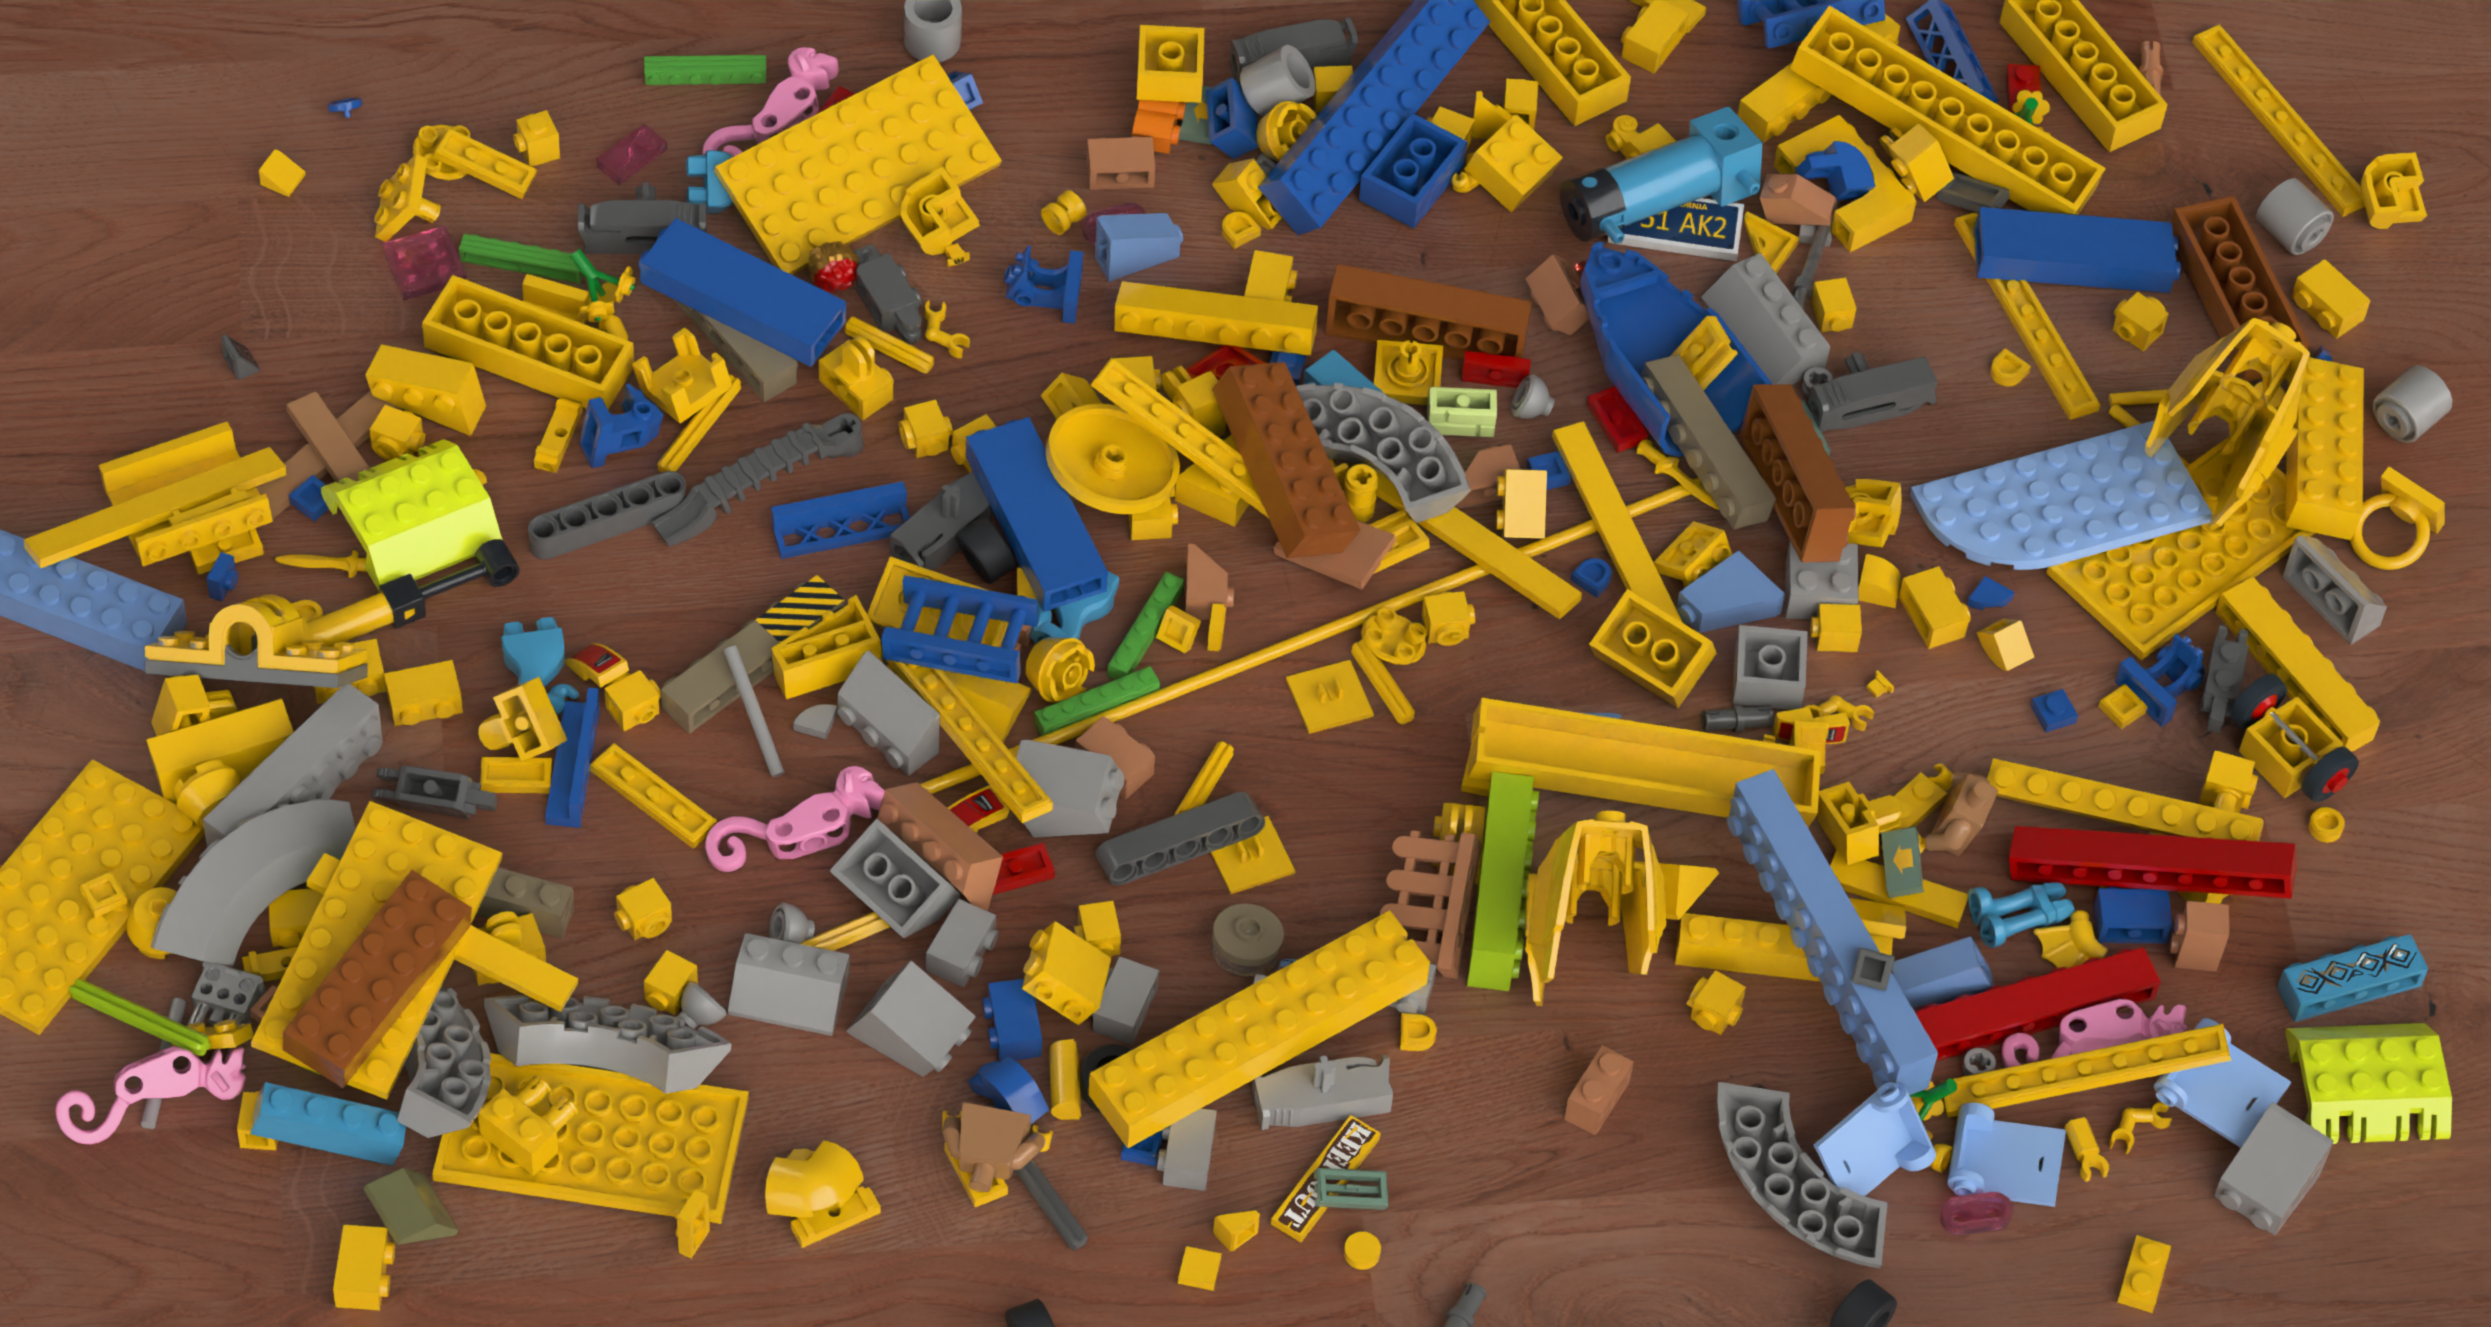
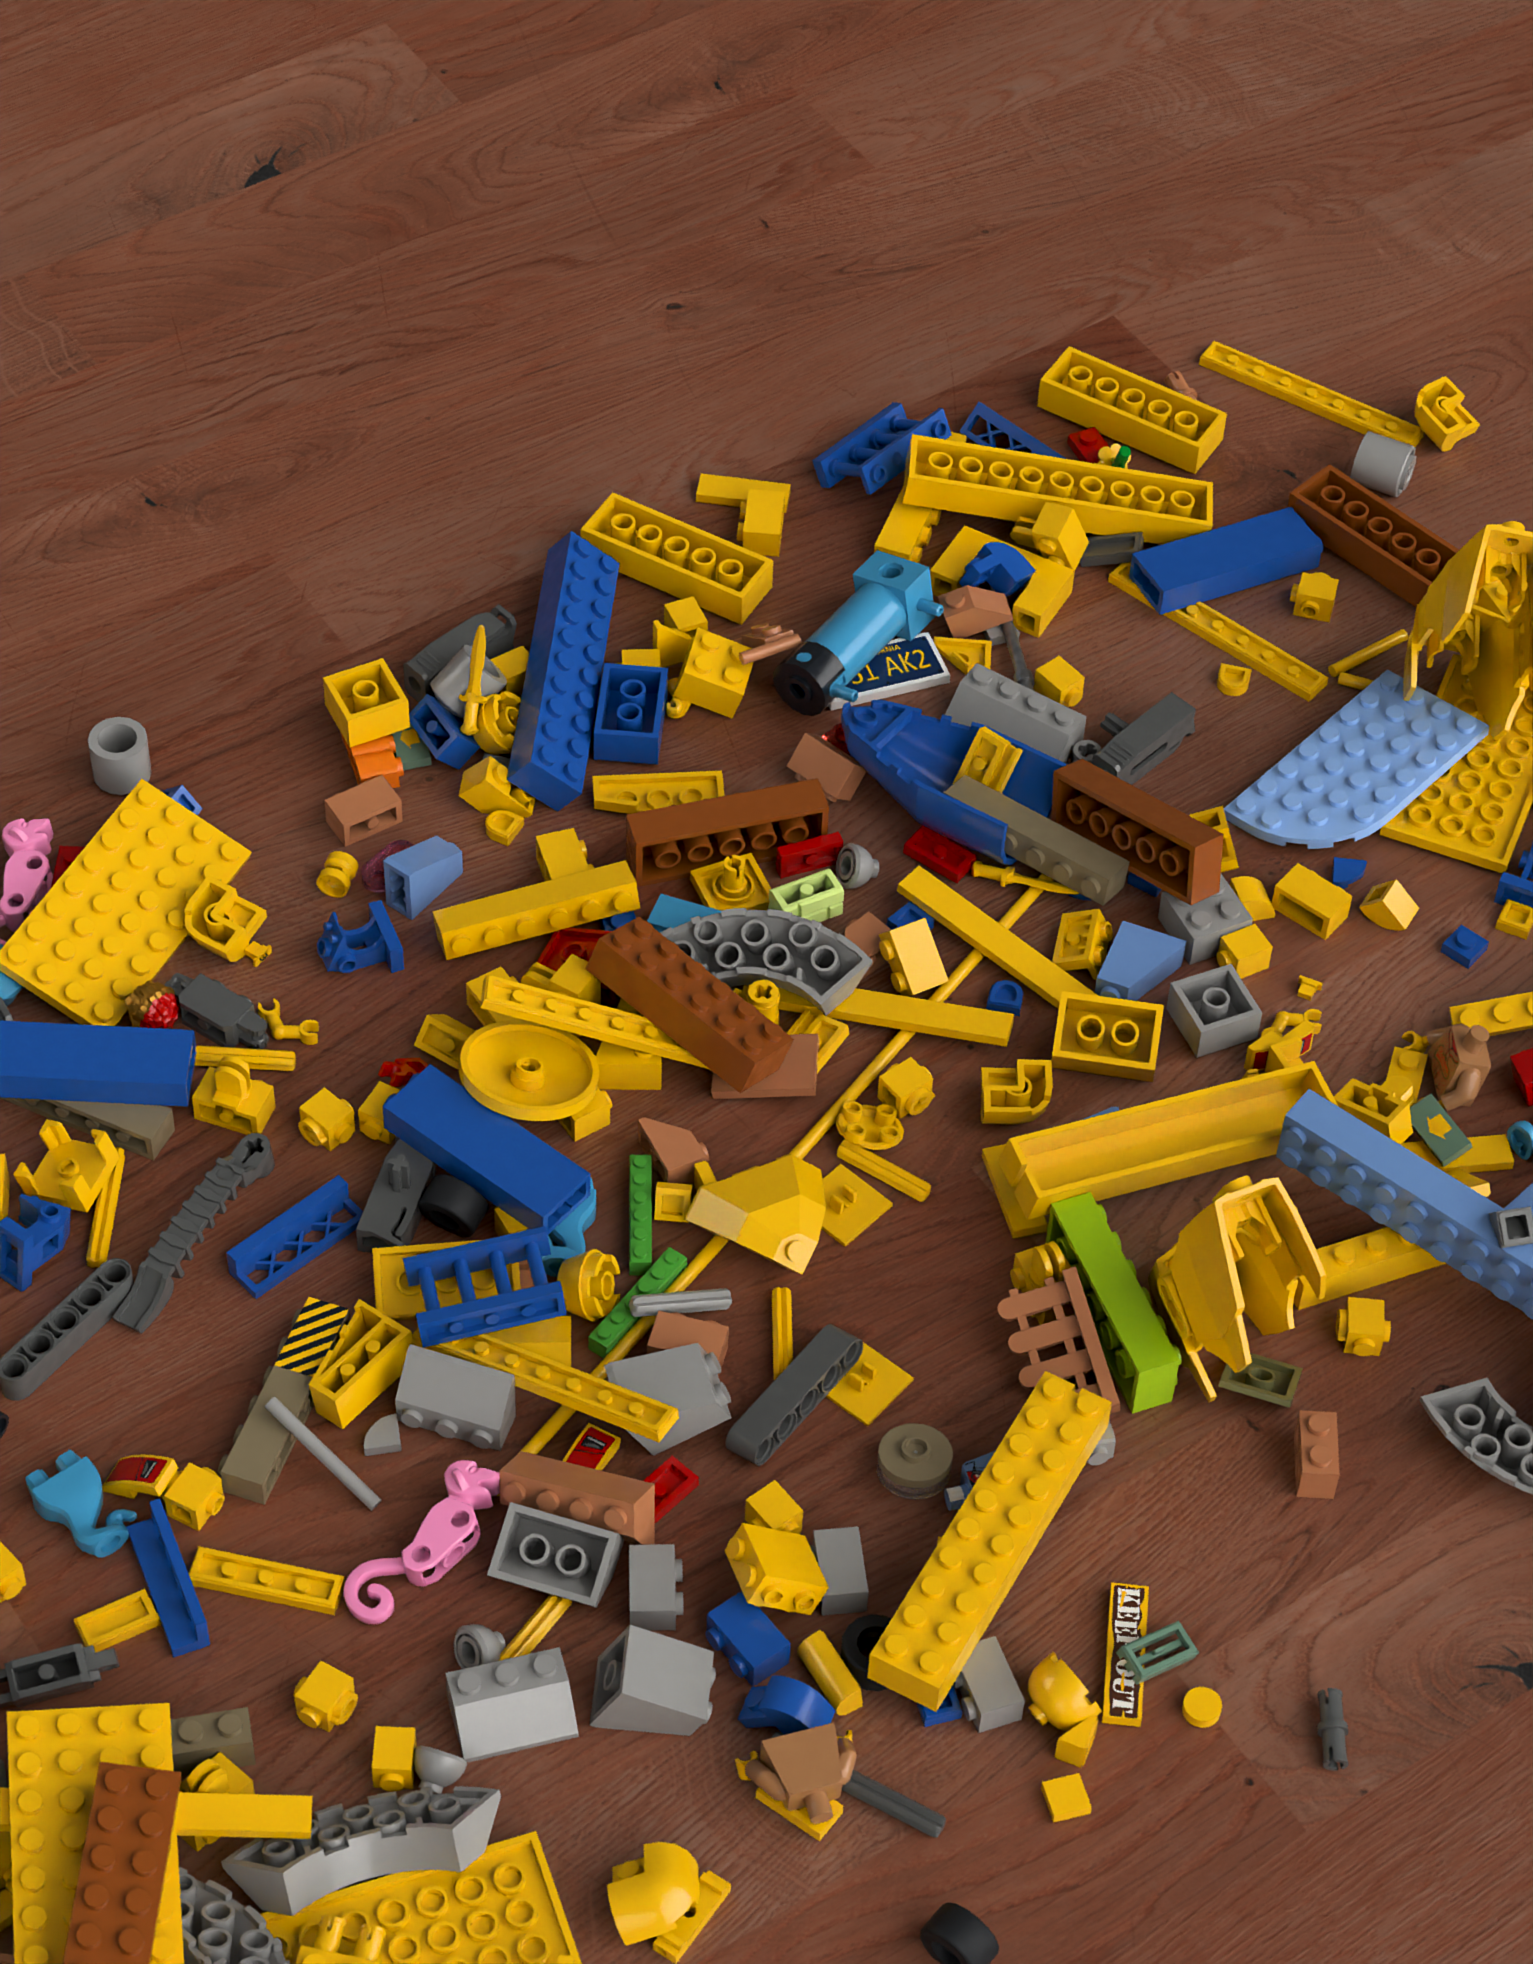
camera: 25 degrees left, 5 degrees down
(523, 720) = (102, 1562): yellow brick -> none
(1017, 411) = (401, 1070): none -> red plate
(1130, 717) = (680, 1302): none -> light grey axle
(1241, 1182) = (1058, 1695): none -> yellow cylinder
(1249, 670) = (766, 1210): none -> yellow brick
(1267, 97) = (473, 694): none -> yellow sword
(1323, 1092) = (1074, 1572): light grey piece -> none
(1395, 254) = (654, 790): none -> yellow wing
(1416, 1032) = (1117, 1477): yellow tile -> none
(1538, 663) = (1016, 1093): none -> yellow brick
(1578, 151) = (766, 641): none -> nougat plate
(1596, 1006) = (1264, 1380): none -> olive slope
(1630, 143) = (806, 618): yellow brick -> none
(1737, 718) = (1211, 1067): dark grey pin -> none
(2330, 298) = (1452, 516): yellow piece -> none

